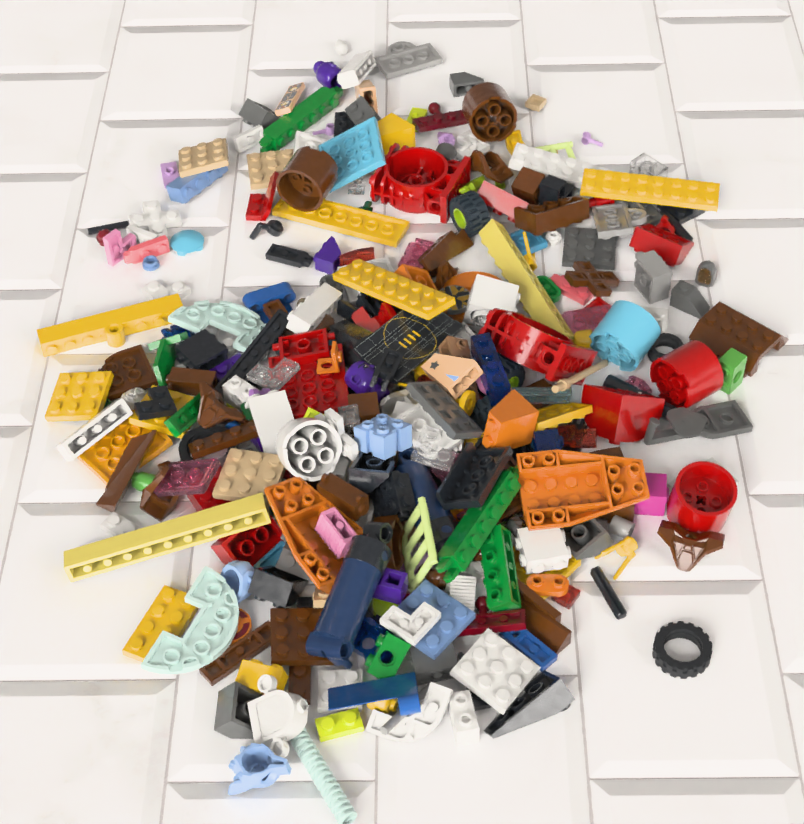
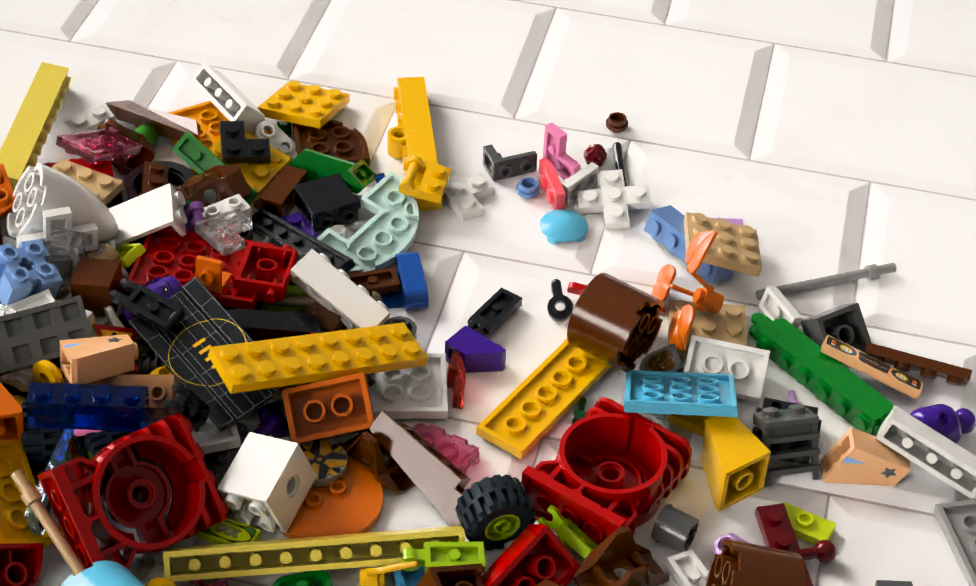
camera: 100 degrees right, 5 degrees down
(62, 232) = (617, 122): none -> reddish brown plate
(131, 280) = (510, 166): none -> dark grey bracket
(174, 297) = (433, 181): none -> yellow plate
(197, 111) = (869, 271): none -> light grey bar
(252, 137) = (704, 298): none -> orange plant
(278, 86) = (927, 367): none -> reddish brown plate
(472, 322) = (188, 405): none -> black hinge
(511, 225) = (445, 554): none -> lime plate

